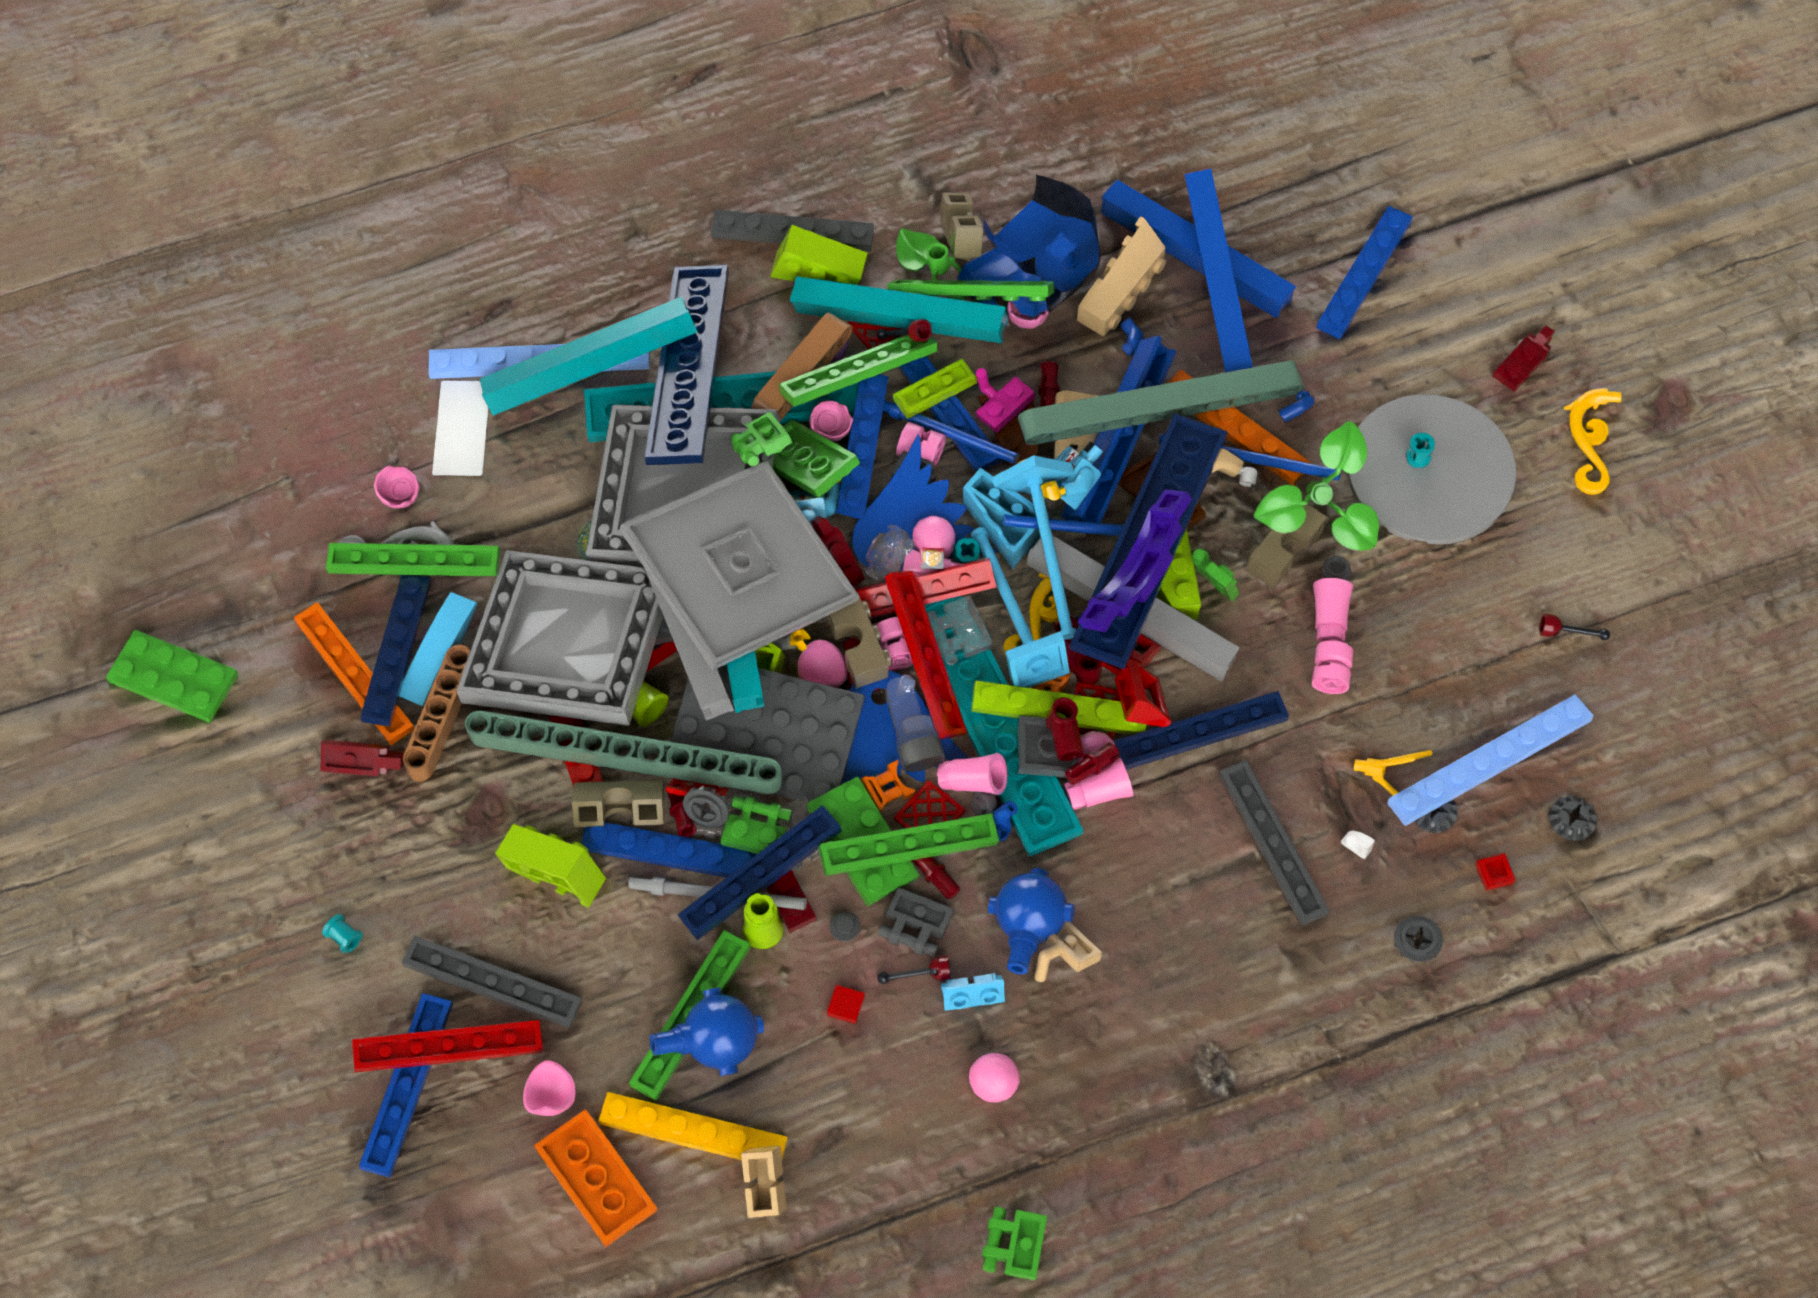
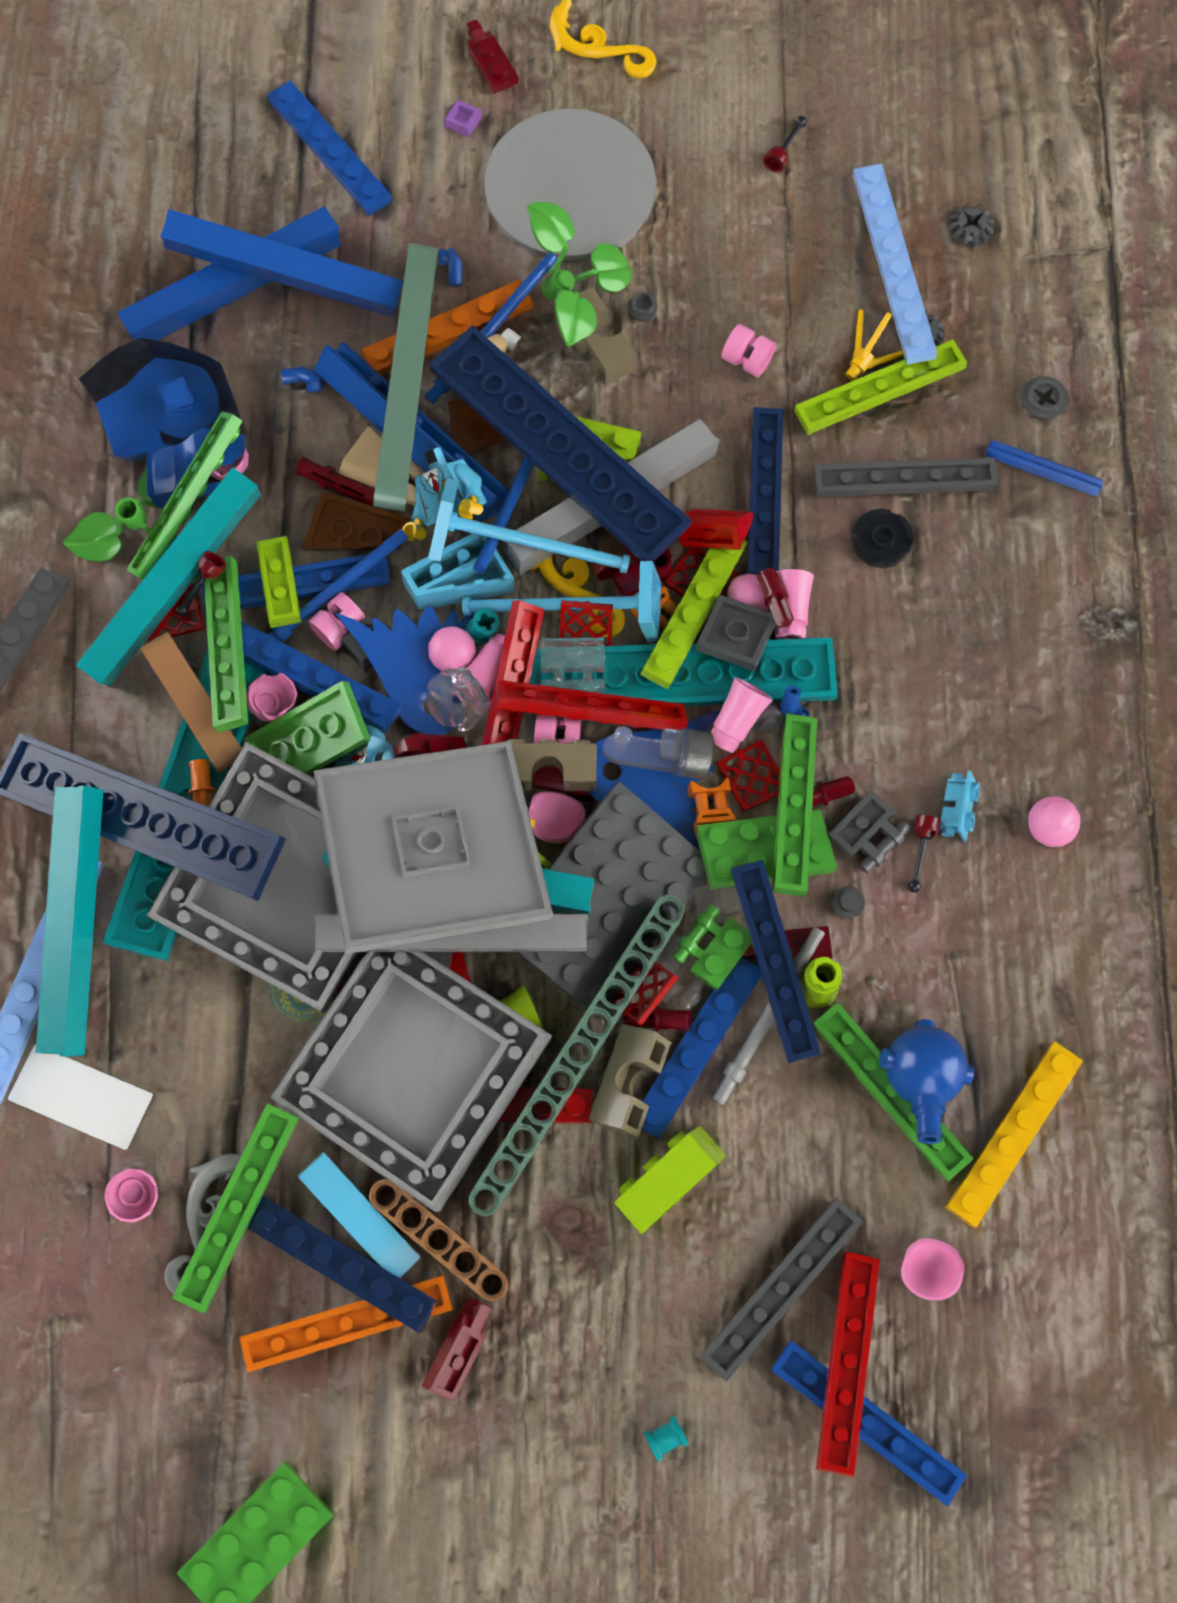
camera: 70 degrees left, 10 degrees up
(595, 1178) = (1037, 1252): orange plate -> none
(694, 807) = (680, 988): dark grey gear -> none
(739, 400) = (201, 782): none -> orange axle
(762, 435) = (282, 757): bright green plate -> none
(767, 1195) = (1107, 1079): tan piece -> none
(818, 258) = (61, 638): lime wedge -> none
(846, 1004) = (930, 932): red tile -> none
(932, 558) = (484, 658): sticker -> none
(960, 227) = (112, 479): dark tan arch -> none
(1003, 403) = (327, 523): dark pink plate -> none
(1003, 603) = (586, 606): none -> red window
(1029, 912) = (902, 719): blue piece -> none
(1065, 731) = (732, 606): dark red piece -> none
(1069, 945) = (949, 698): tan plate -> none
(1123, 280) = (243, 368): tan wedge -> none
(1143, 565) = (597, 458): dark purple piece -> none
(1205, 845) = (882, 538): none -> black tile
(1219, 577) = (621, 404): bright green plate -> none
(1332, 608) = (688, 326): bright pink plant -> none
(1345, 962) = (1044, 468): none -> blue axle
(1354, 791) = (878, 388): none -> lime plate
(1358, 843) = (933, 406): white tile -> none
(1417, 447) = (559, 176): teal bush -> none
(1451, 361) = (462, 118): none -> medium lavender tile
(1495, 871) = (999, 309): red tile -> none

